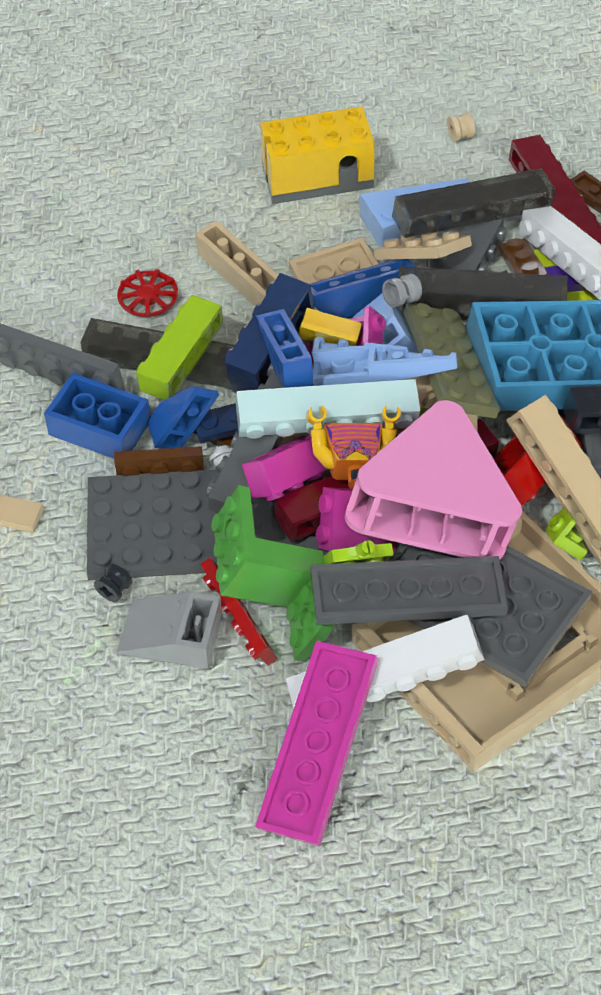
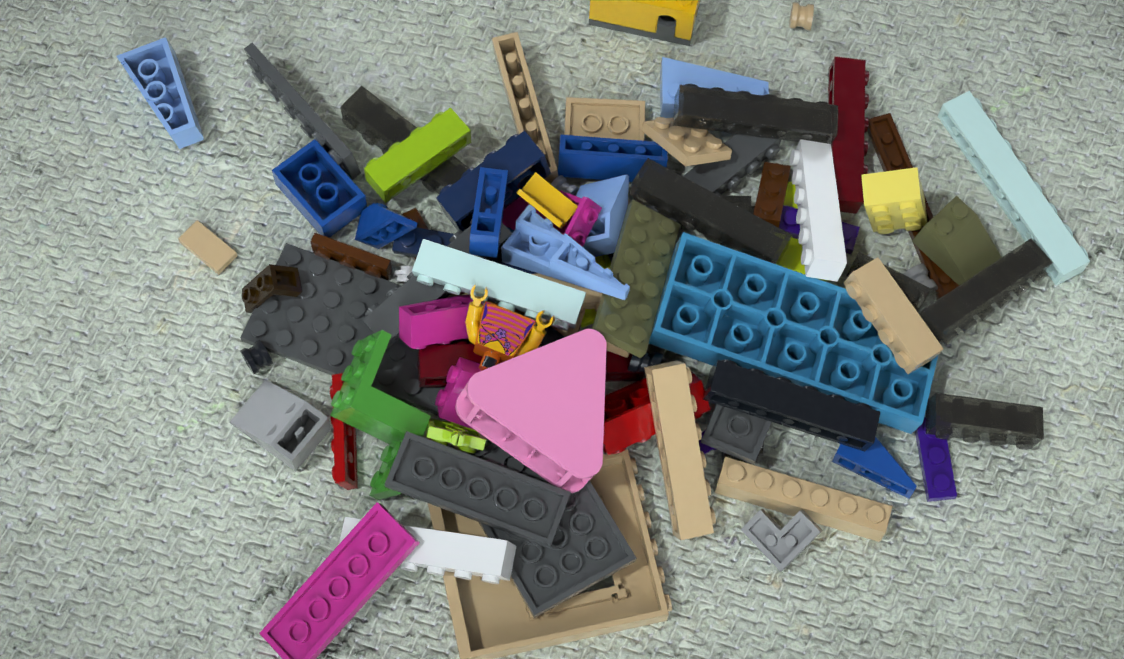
camera: 20 degrees right, 15 degrees up
(90, 512) = (269, 282): none -> dark brown bracket
(147, 293) = (429, 74): red wheel -> none
(402, 290) = (630, 189): light grey wheel -> none
(493, 430) = (637, 364): none -> black wheel
(564, 536) = (650, 491): lime bracket -> none

